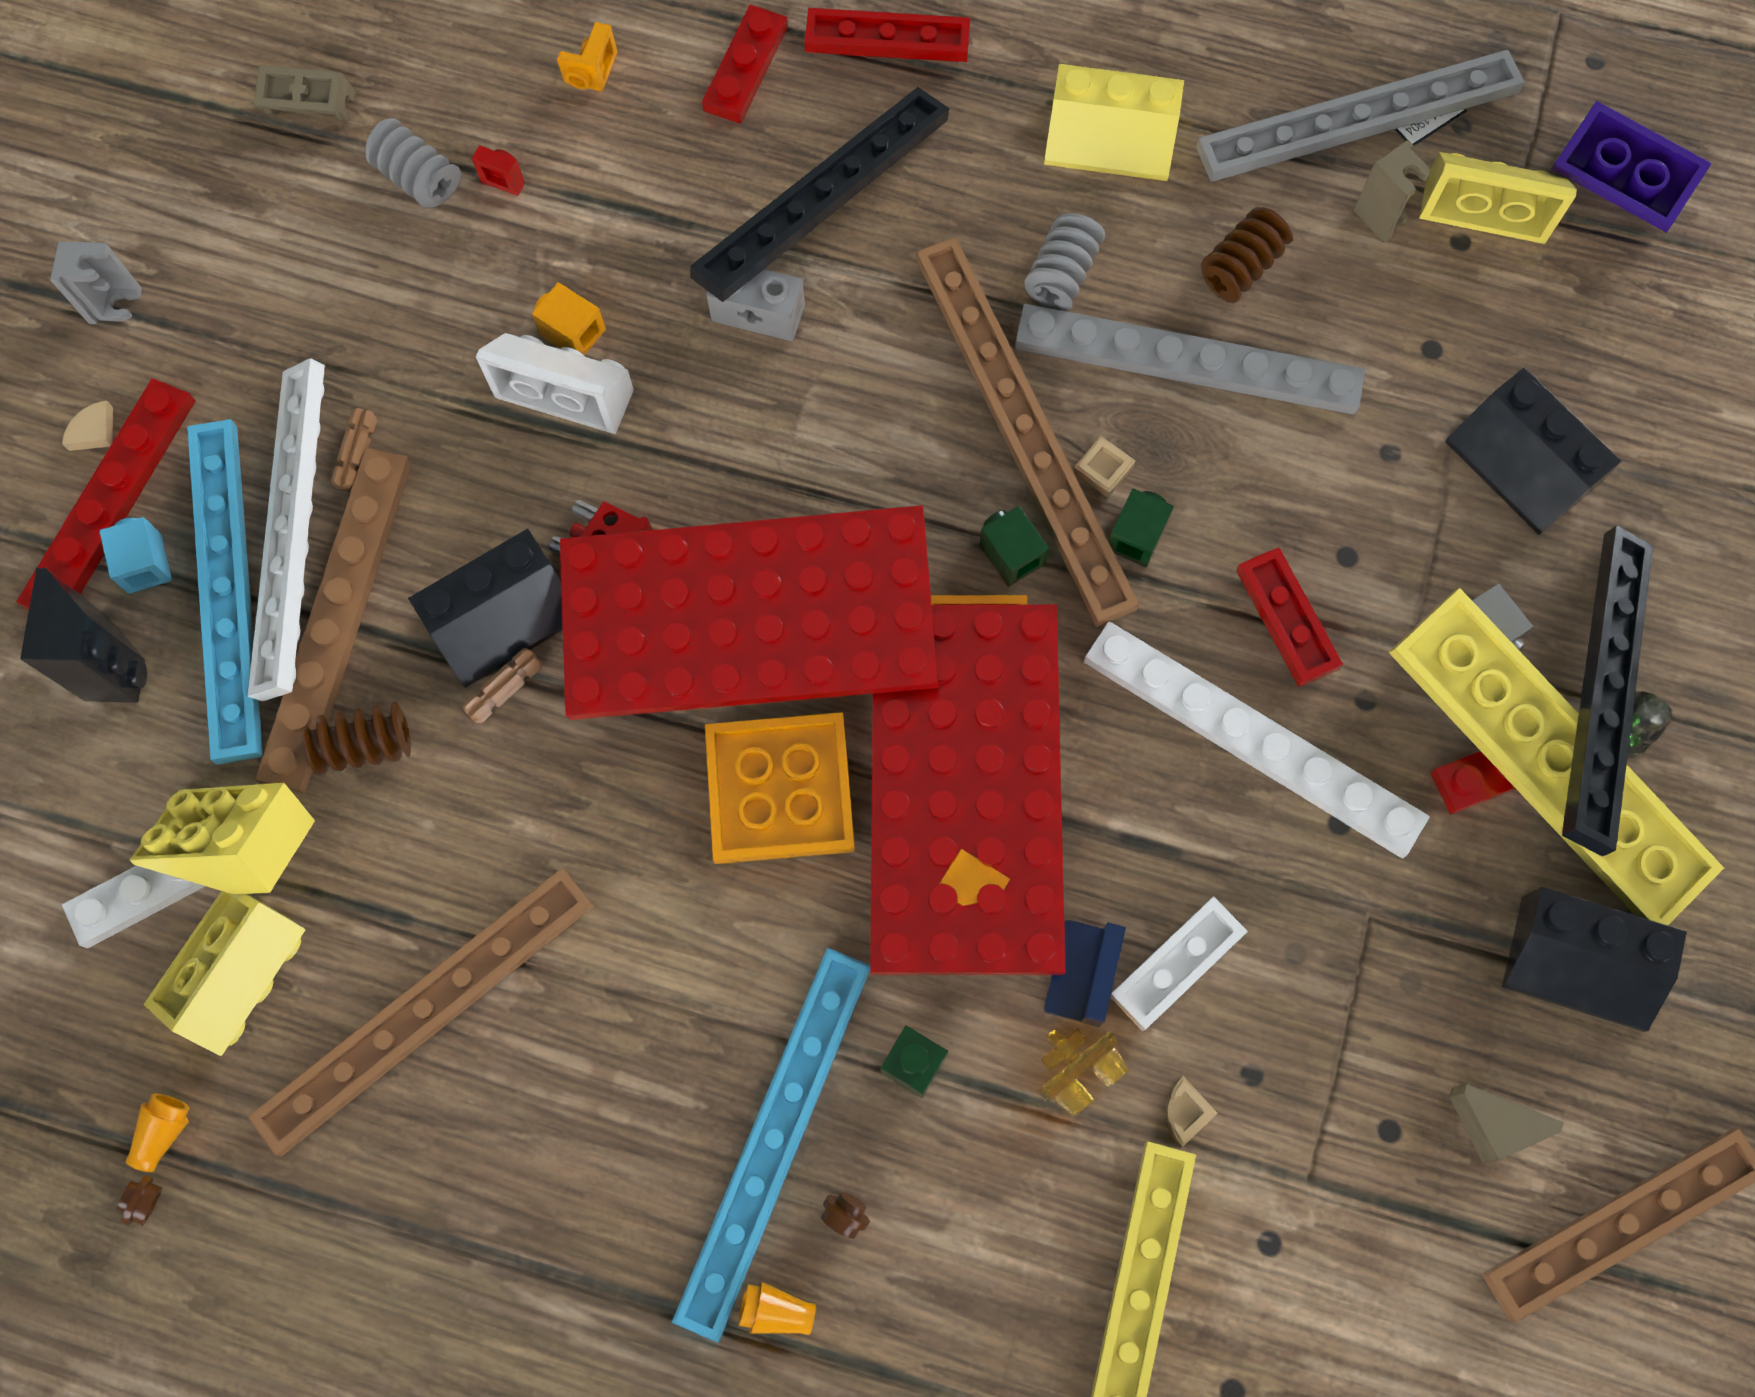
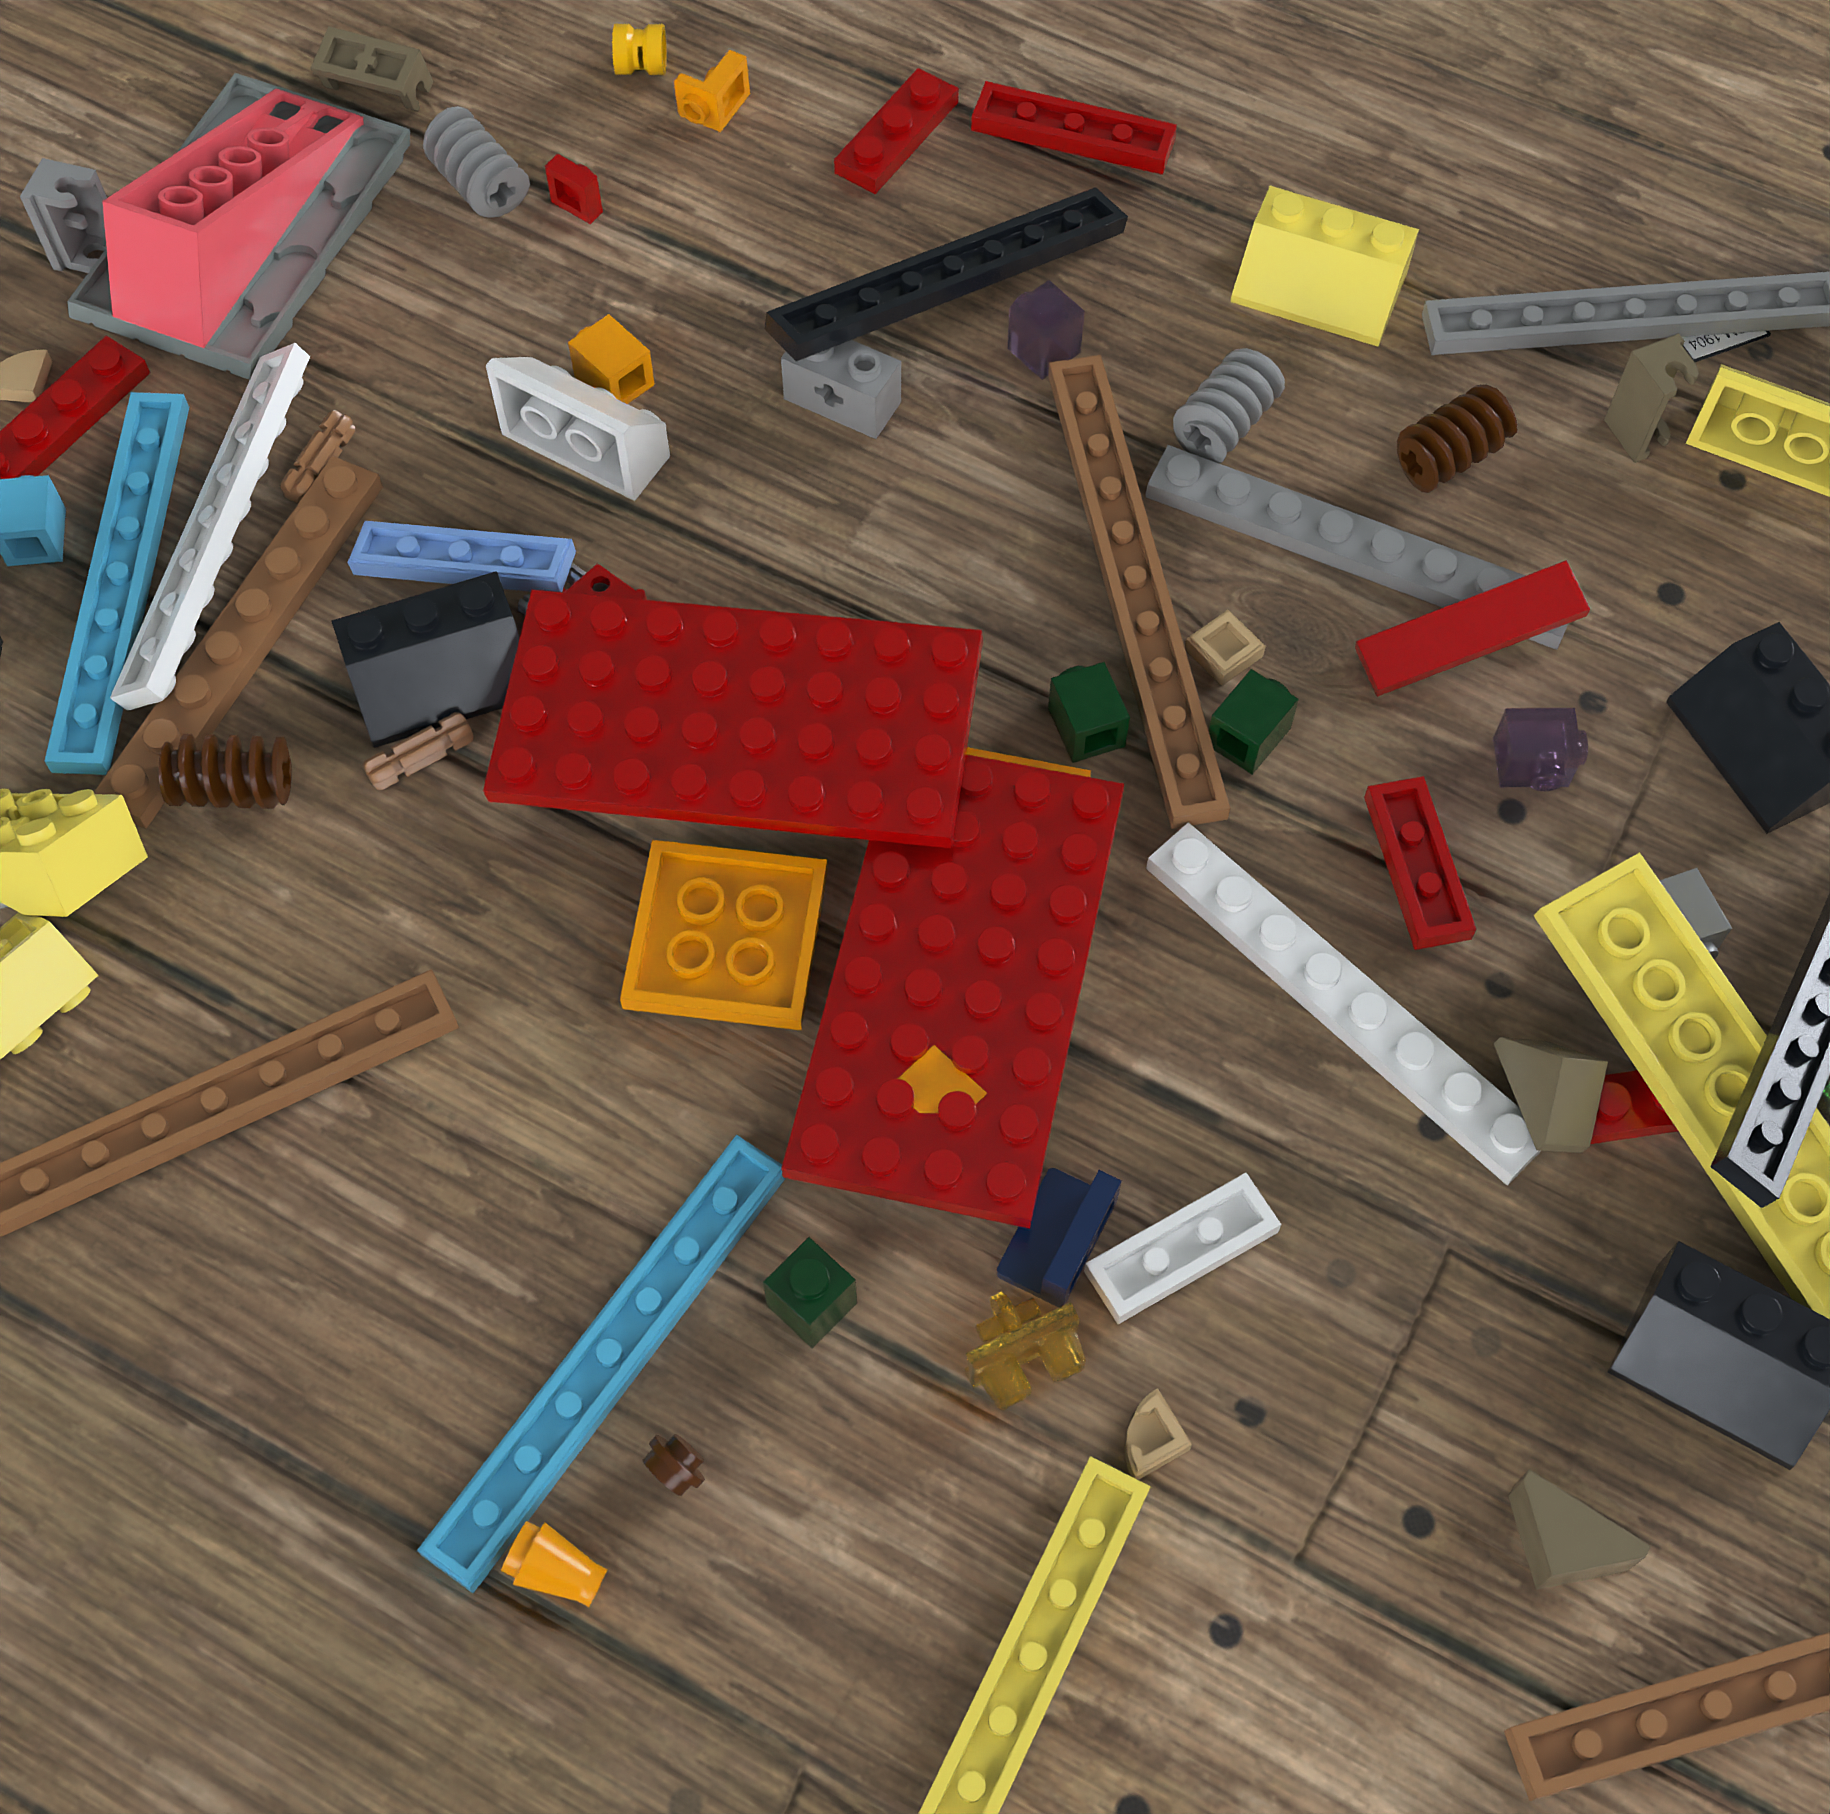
camera: 10 degrees right, 10 degrees down
(232, 255) = (237, 225): none -> coral piece
(493, 514) = (460, 555): none -> light blue tile
(519, 31) = (639, 49): none -> yellow wheel
(906, 222) = (1045, 328): none -> clear purple brick
(1291, 415) = (1472, 628): none -> red tile
(1360, 505) = (1539, 748): none -> clear purple brick
(1425, 780) = (1554, 1091): none -> dark tan slope

